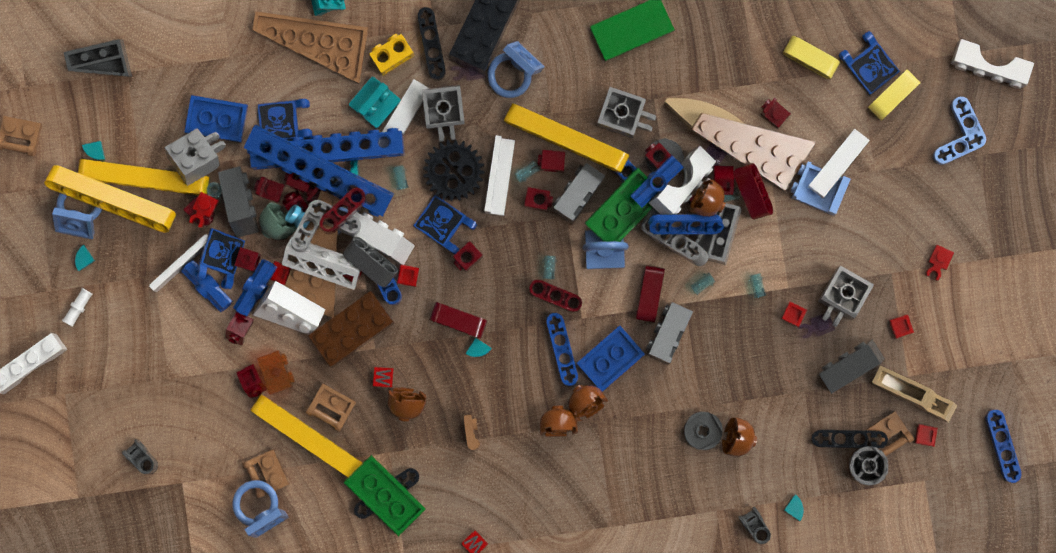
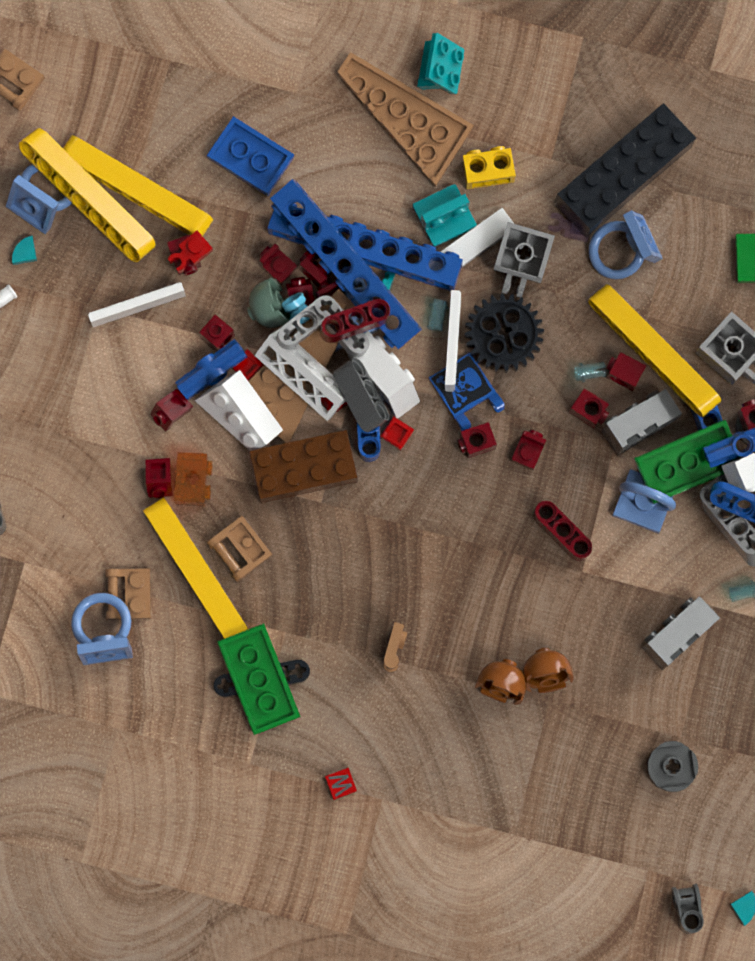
camera: 15 degrees right, 5 degrees down
(94, 150) = (93, 133): teal tile -> none
(101, 58) = (146, 30): dark grey wedge -> none
(194, 156) = (207, 185): light grey hinge -> none
(207, 287) = (155, 344): blue piece -> none
(212, 186) = (213, 231): clear light blue pin -> none
(220, 255) = (186, 314): flag -> none
(238, 201) = (234, 262): dark grey wedge -> none
(282, 118) = (329, 187): flag -> none
(383, 377) = (316, 539): red tile -> none
(406, 404) = (330, 581): dark orange cylinder -> none
(419, 192) = (453, 335): none -> white tile
(429, 44) = (540, 176): black beam -> none
(458, 320) = (434, 510): dark red beam -> none
(478, 349) = (443, 554): teal tile -> none
(499, 176) = (555, 363): white fence -> none
(507, 247) = (529, 449): none -> dark red bracket
(549, 267) = (569, 494): clear light blue pin -> none
(558, 350) = (543, 597): blue beam -> none
(610, 358) = (597, 632): blue plate -> none
(650, 293) = (677, 576): dark red beam -> none
(739, 438) = (713, 793): dark orange cylinder -> none

